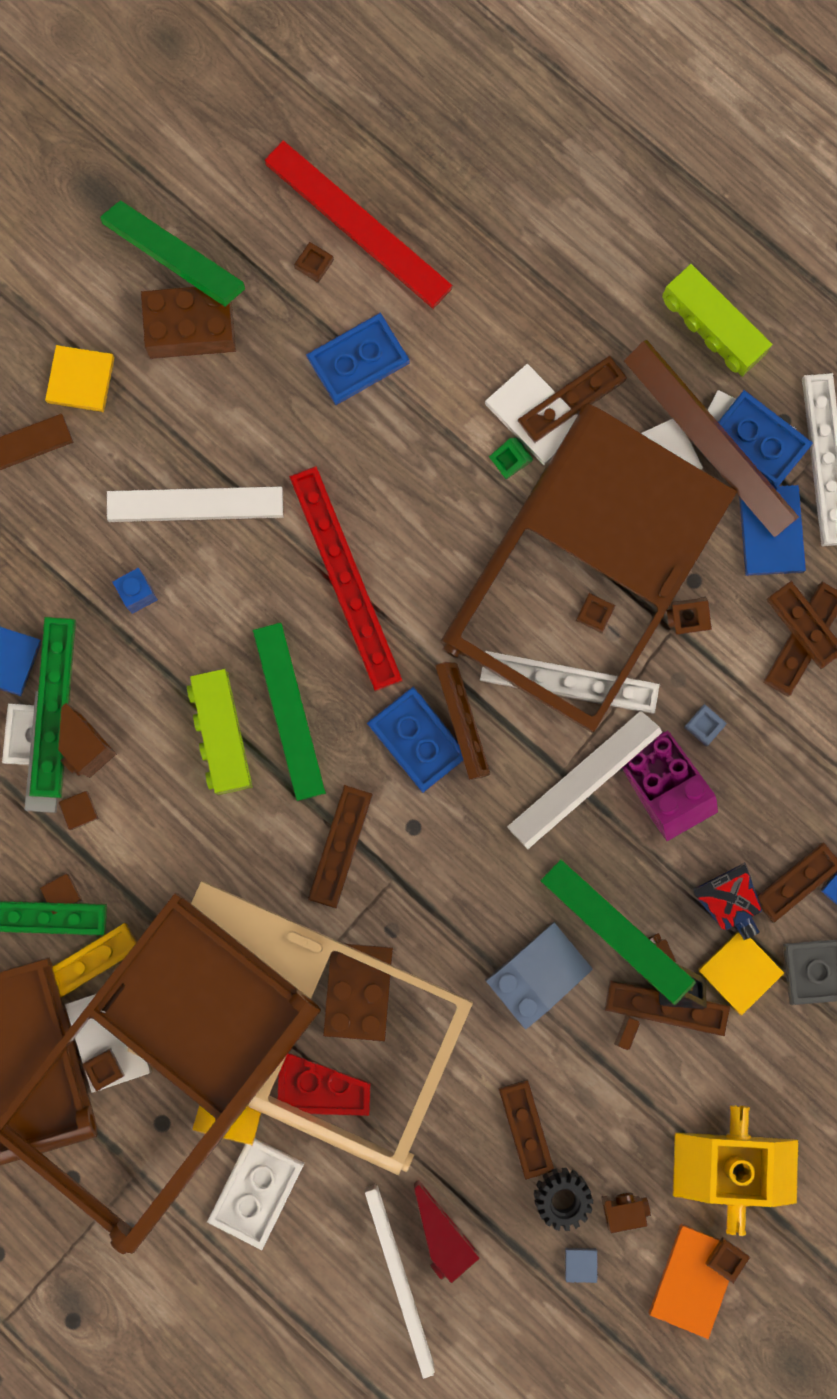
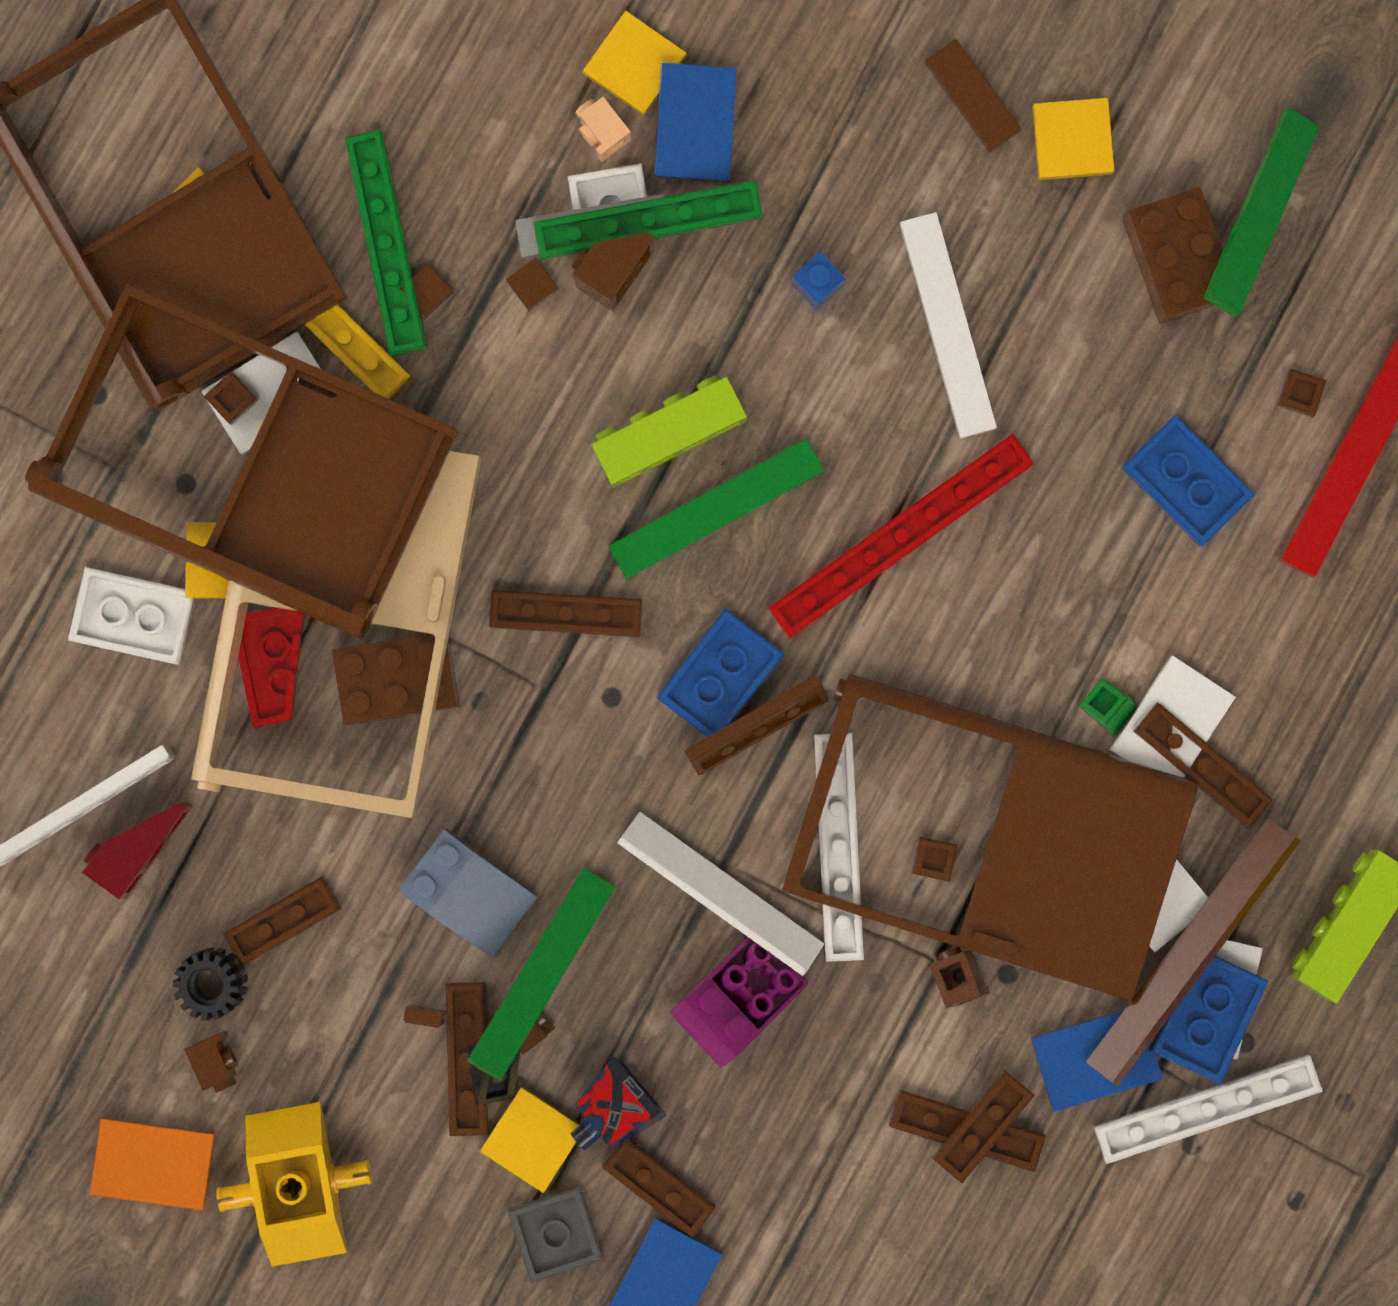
camera: 80 degrees right, 5 degrees up
(581, 1265) = (139, 1023): sand blue tile -> none
(705, 725) = (826, 1028): sand blue tile -> none
(727, 1260) = (186, 1197): reddish brown tile -> none

